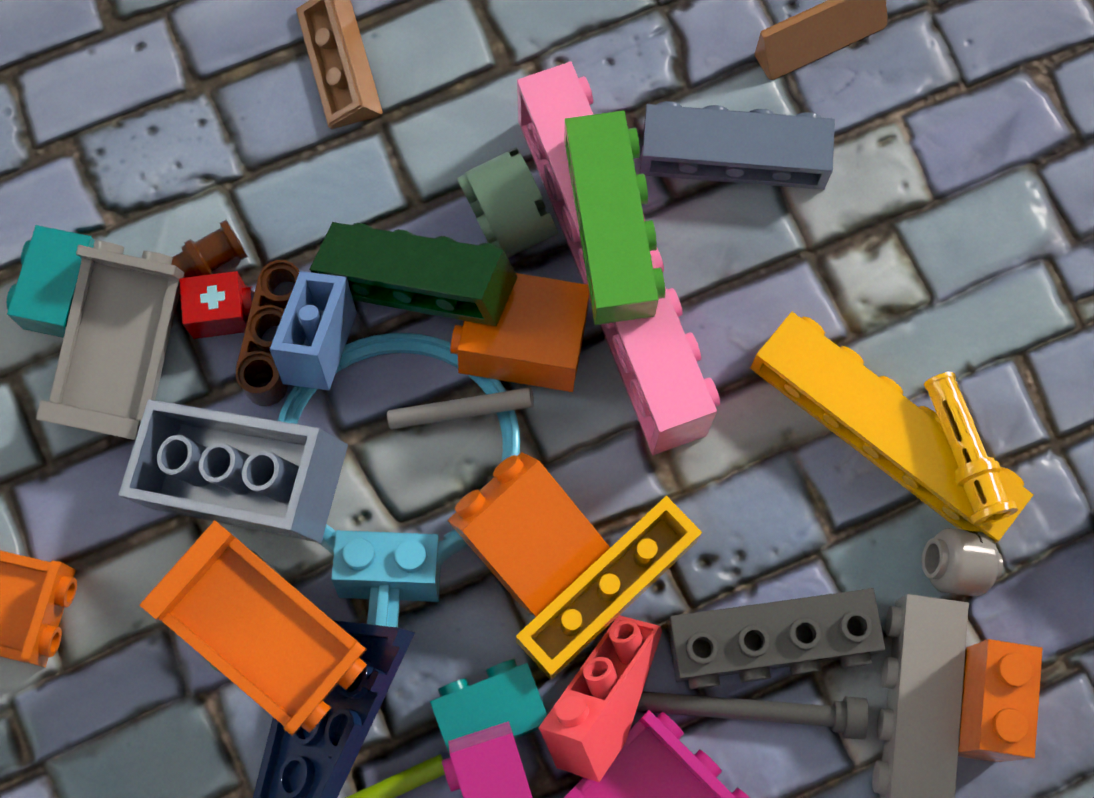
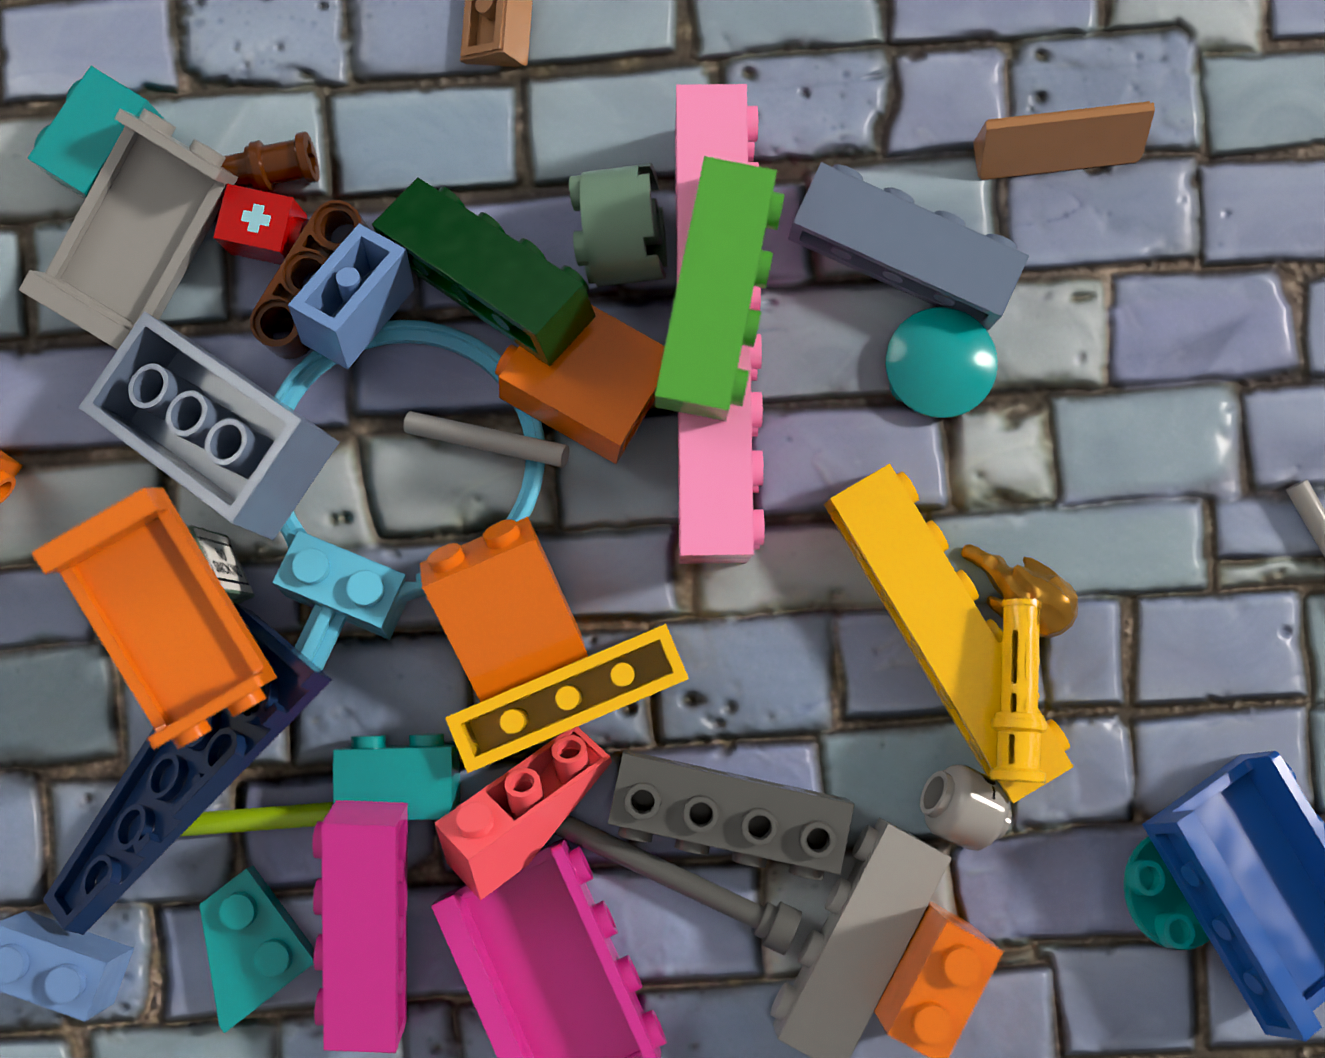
camera: 20 degrees right, 10 degrees up
(798, 226) = (941, 362): none -> teal dish
(936, 361) = (1028, 582): none -> pearl gold piece

